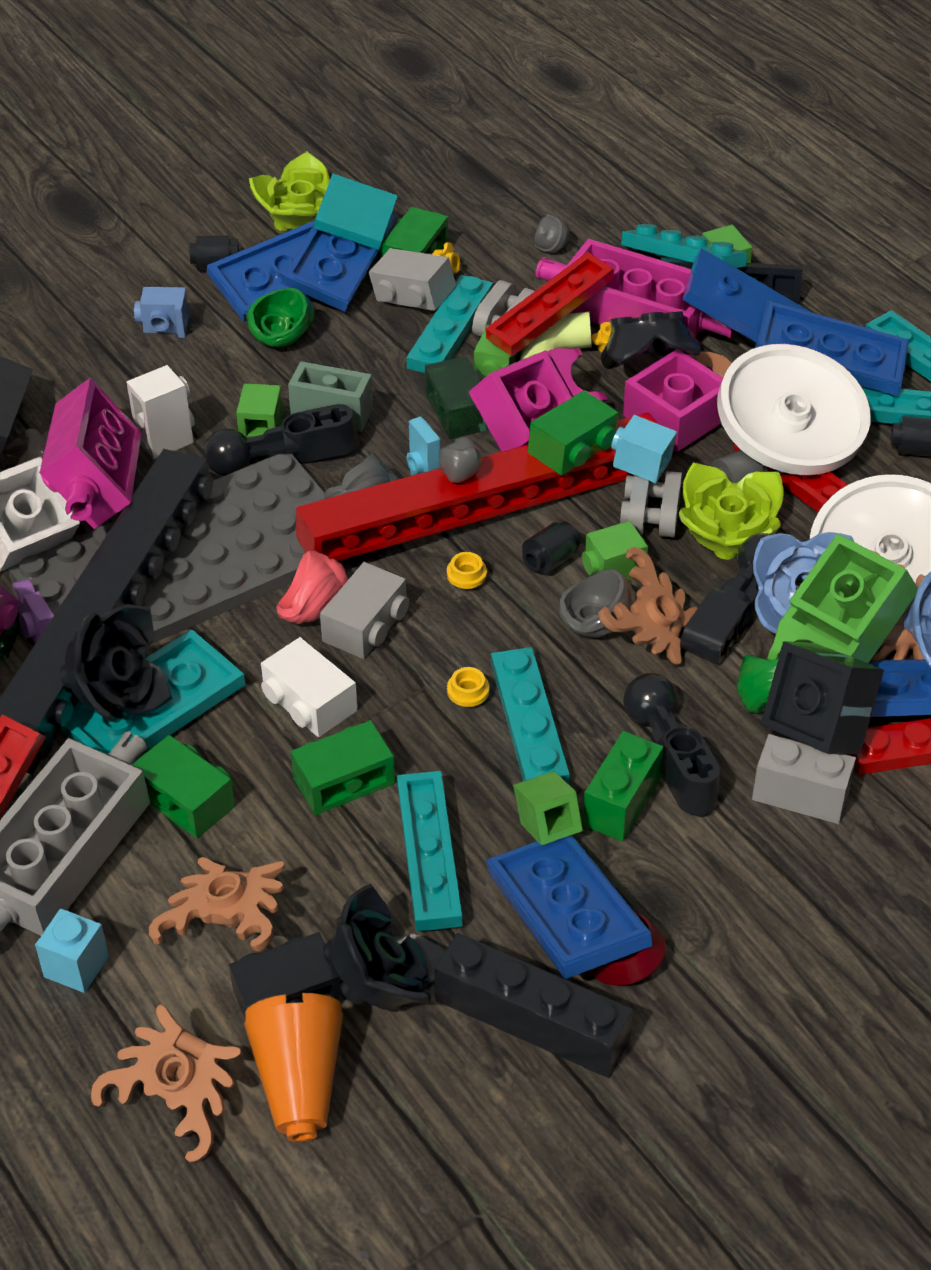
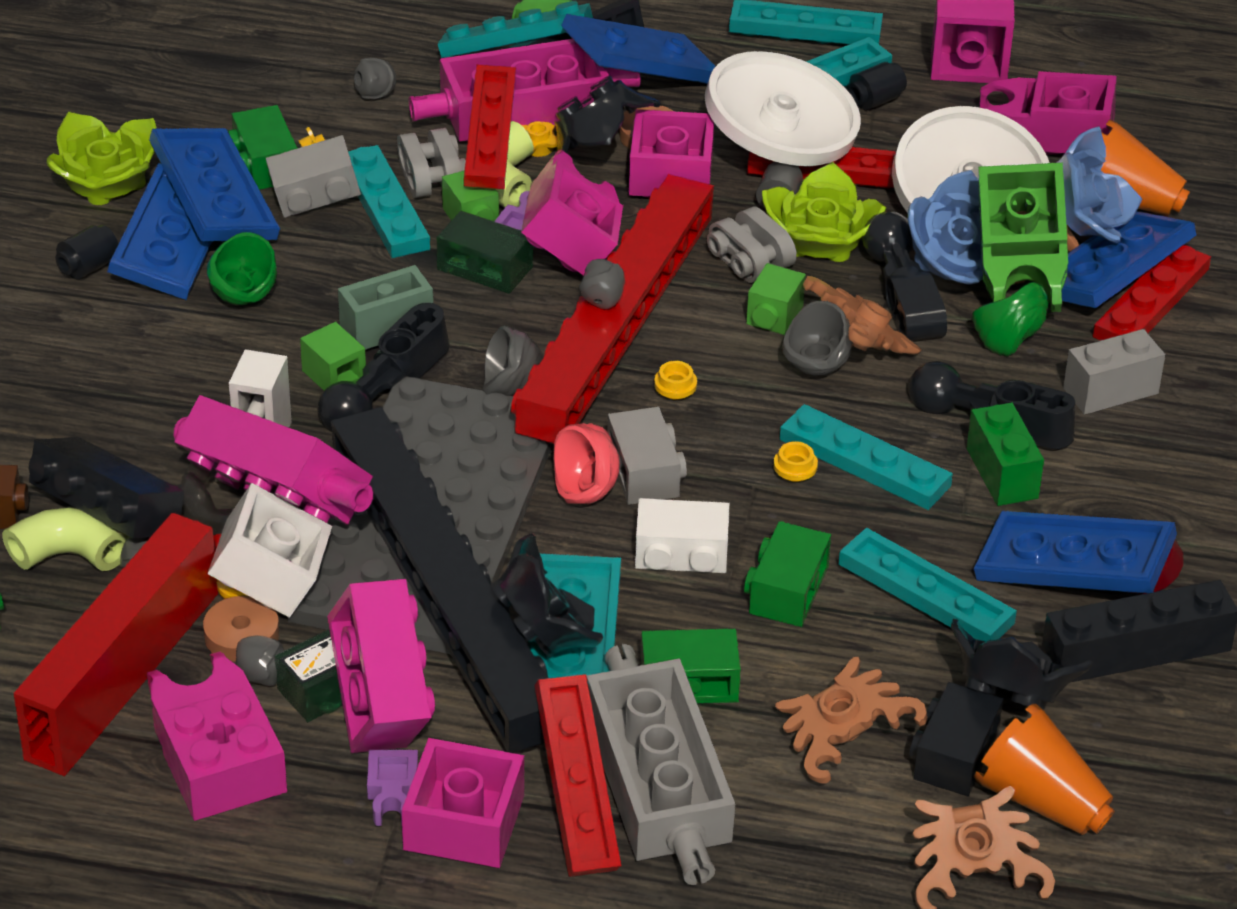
camera: 45 degrees left, 5 degrees down
(72, 950) = (780, 826): medium azure brick -> none
(163, 310) = (115, 325): medium blue brick -> none
(355, 211) = (199, 140): teal tile -> none
(423, 447) = (542, 305): medium azure plate -> none
(548, 808) = (977, 500): bright green brick -> none
(550, 547) = (719, 324): black brick -> none
(572, 432) = (656, 215): green brick -> none
(643, 448) = (720, 198): medium azure brick -> none
(822, 697) = (1083, 297): black container -> none
(868, 354) = (702, 48): blue plate -> none

